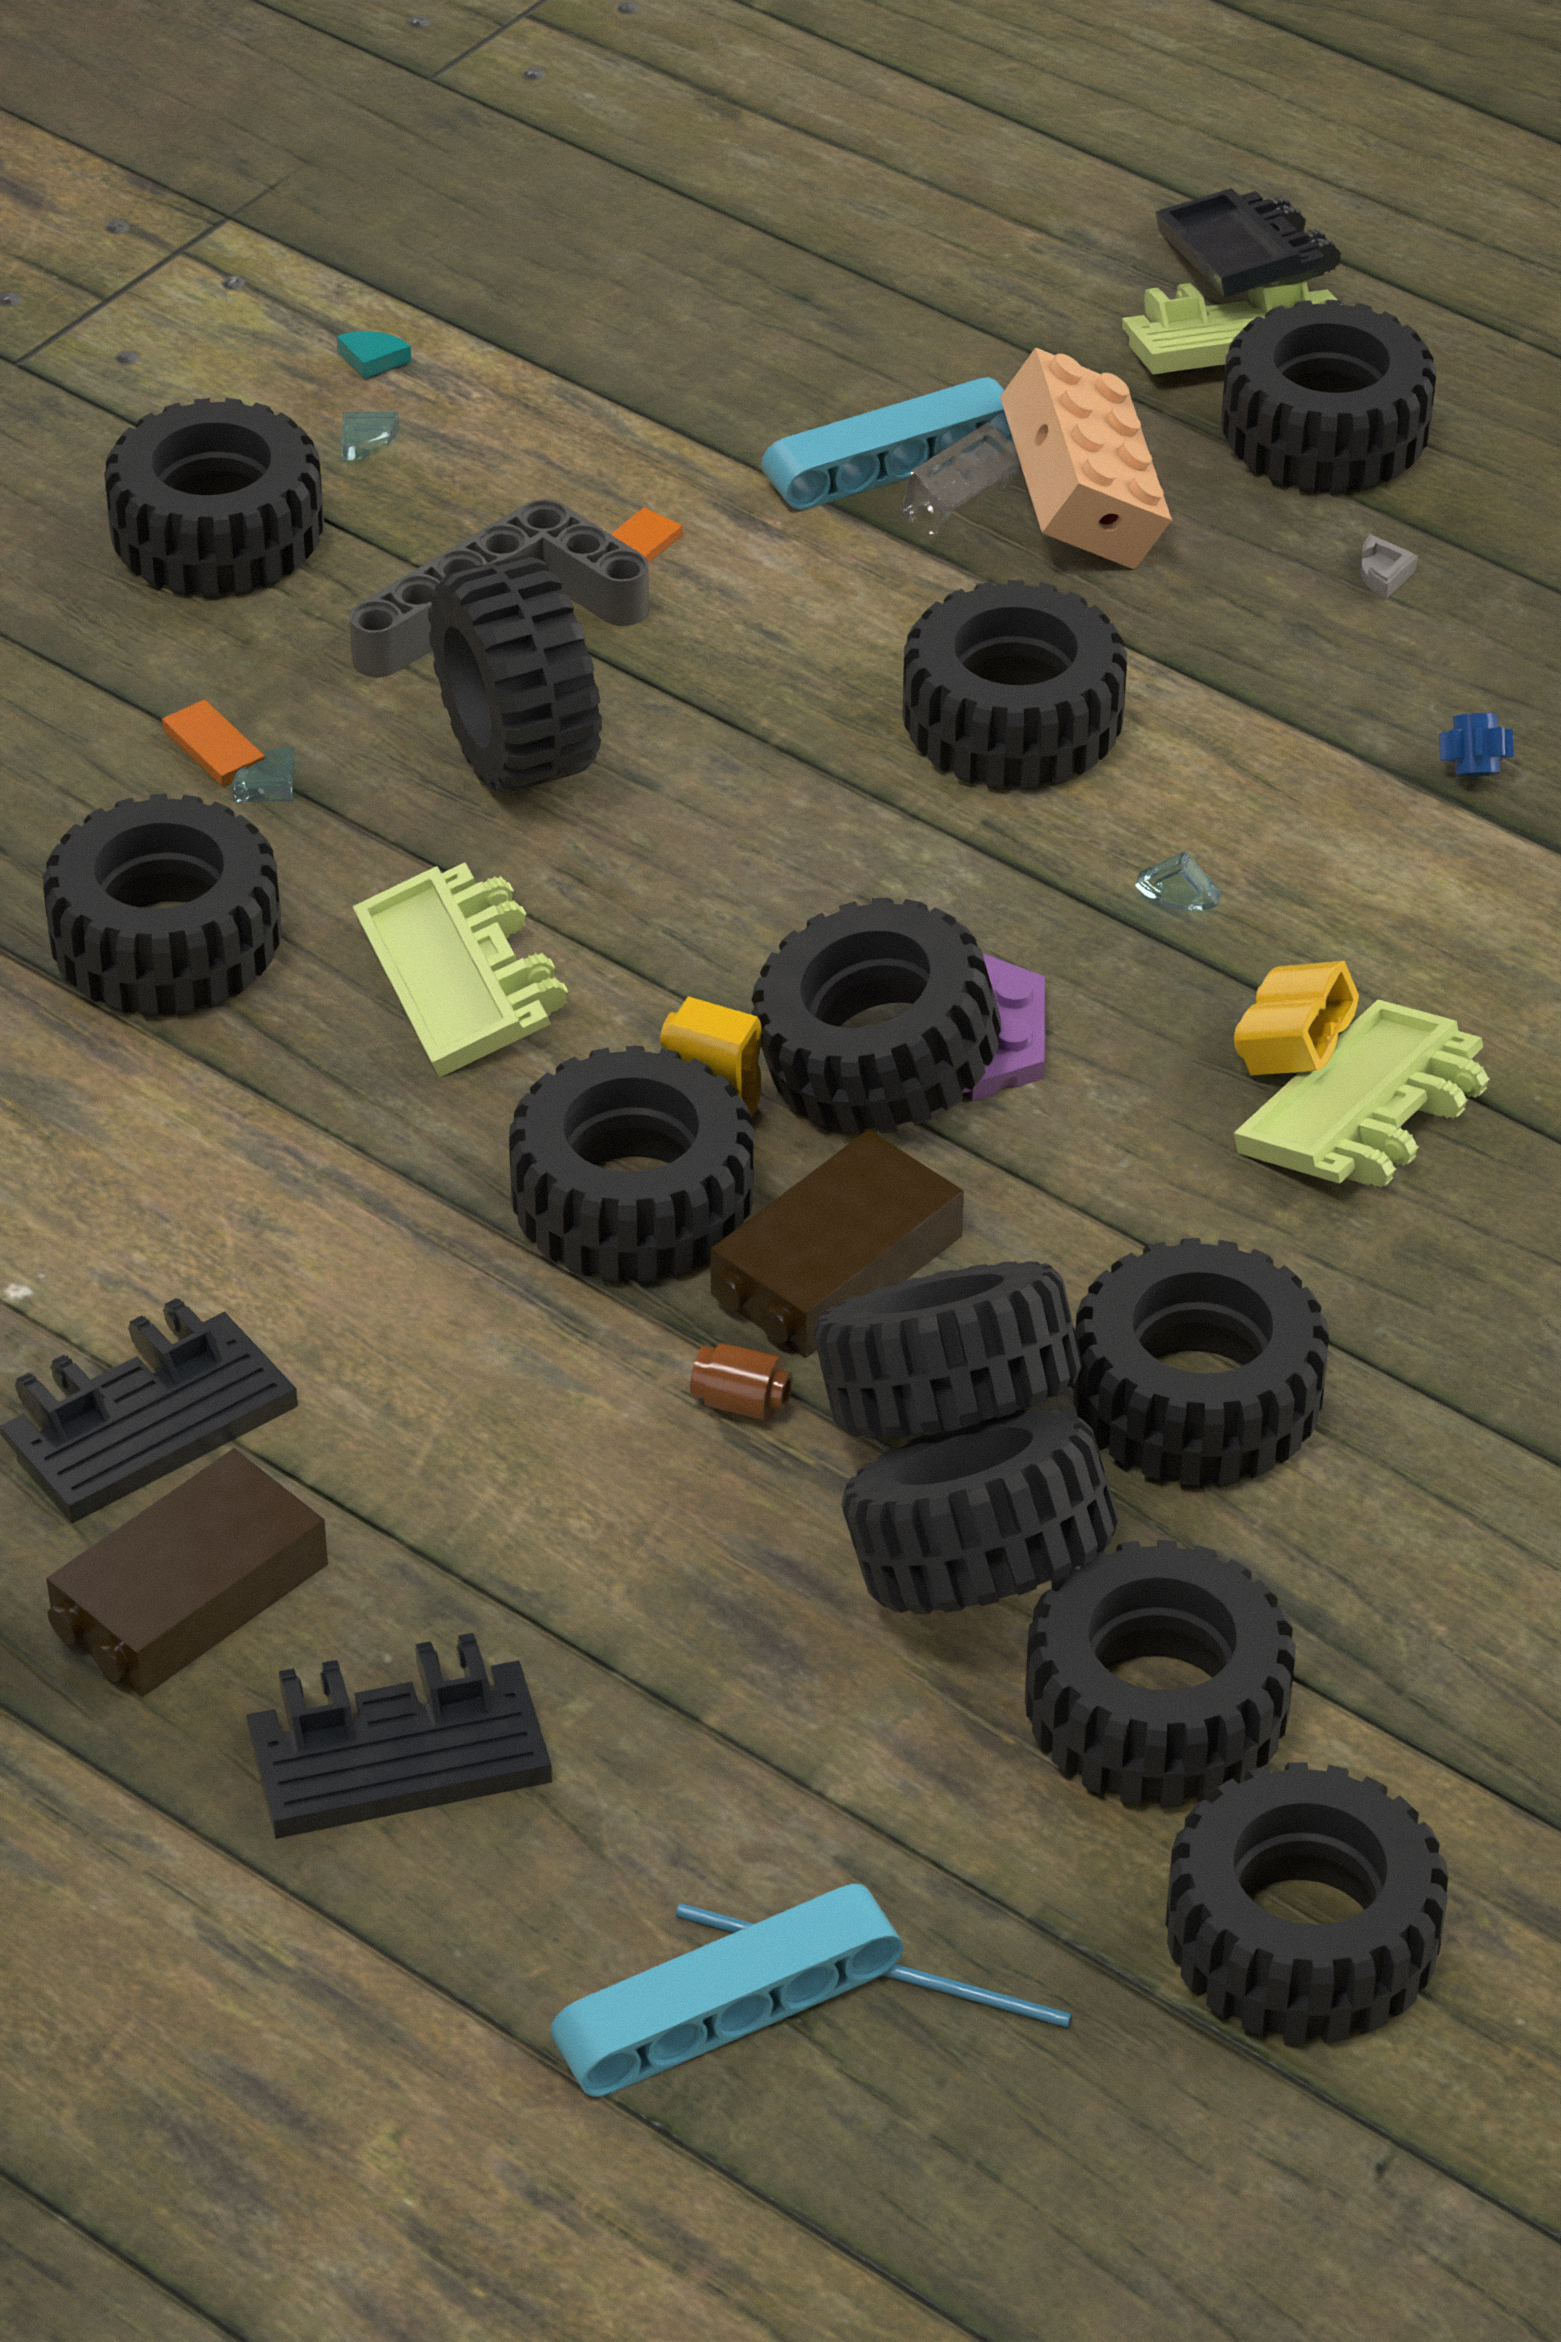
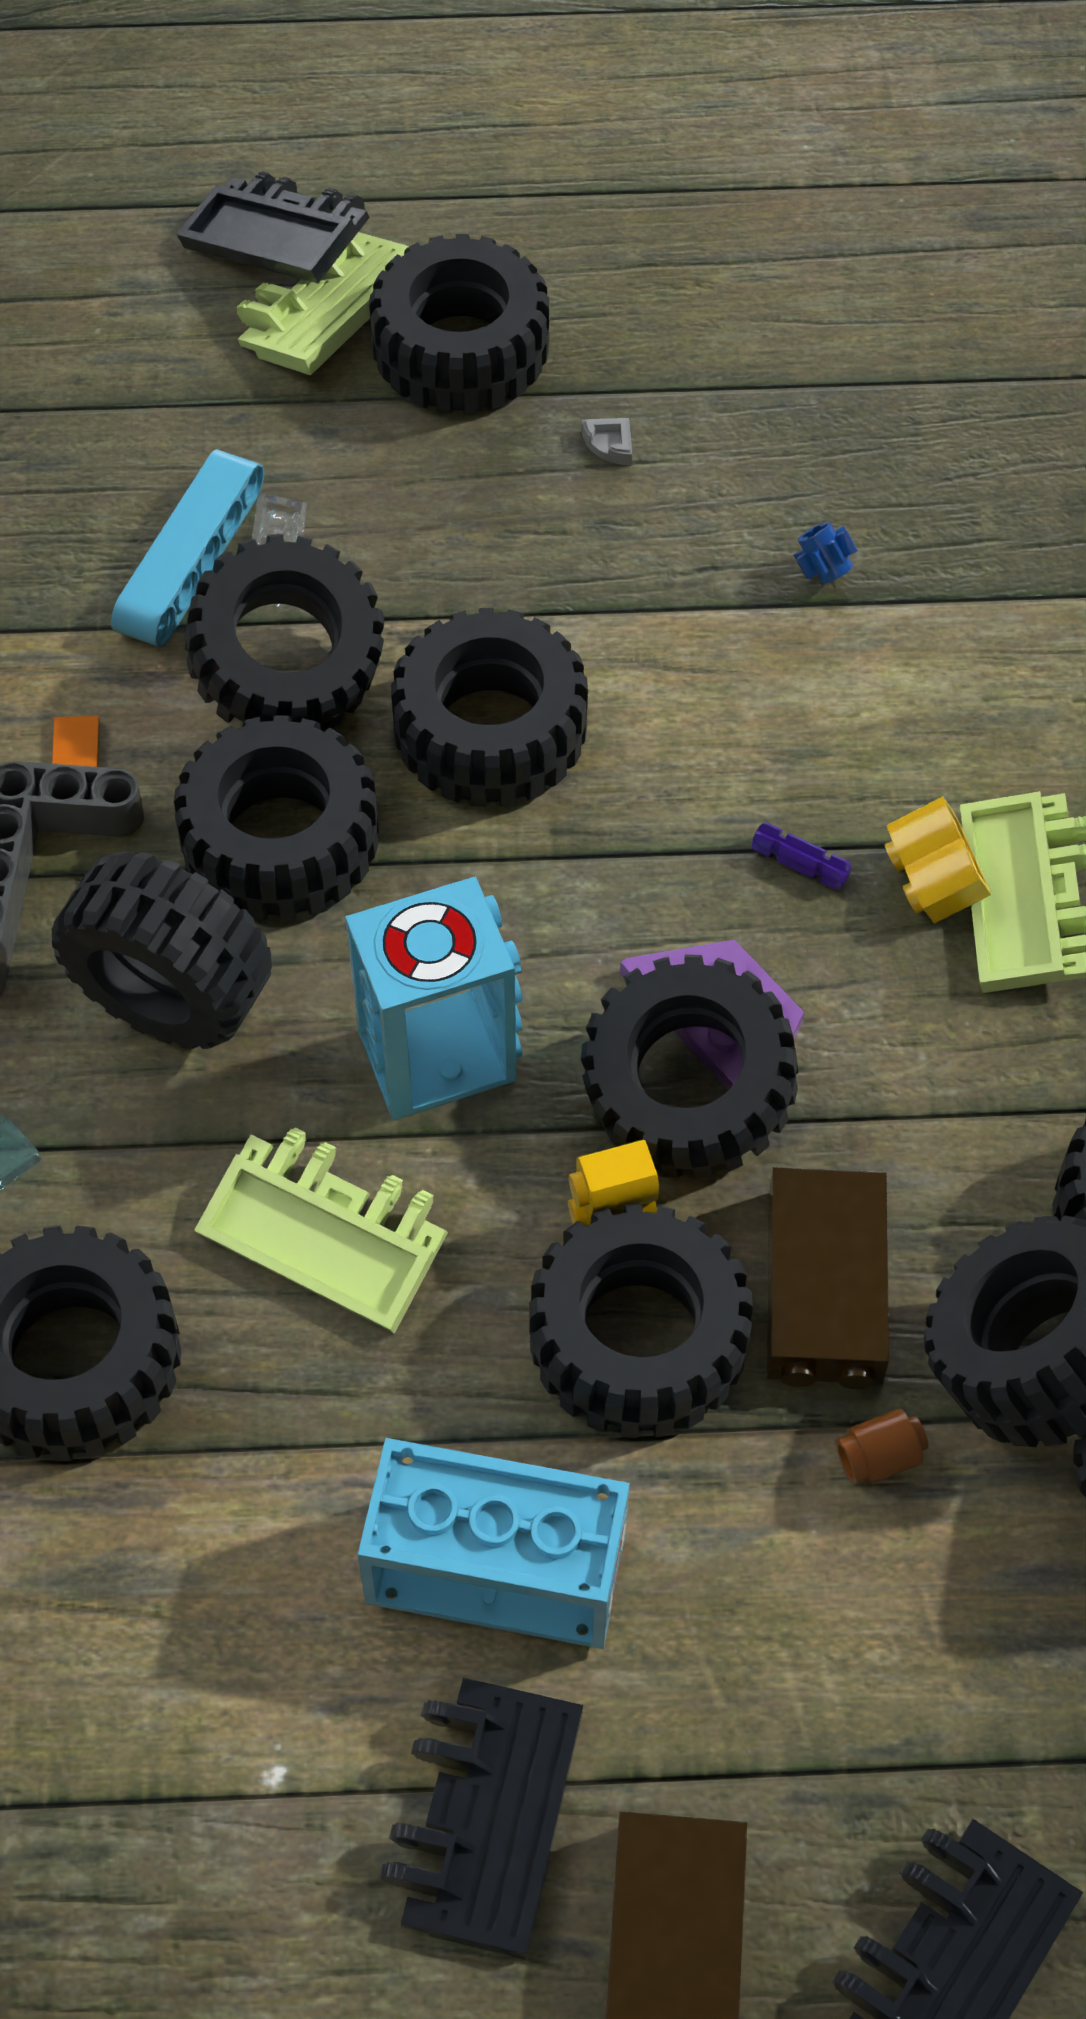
camera: 40 degrees left, 15 degrees up
(332, 1214) = (493, 1543): none -> medium azure hose
(712, 746) = (422, 953): none -> medium azure hose
(728, 711) = (266, 764): none -> black tyre
(874, 470) = (295, 577): none -> black tyre
(1085, 458) = (353, 480): light nougat brick -> none
(1179, 884) = (743, 798): clear light blue tile -> none
(1184, 956) = (801, 855): none -> dark purple axle

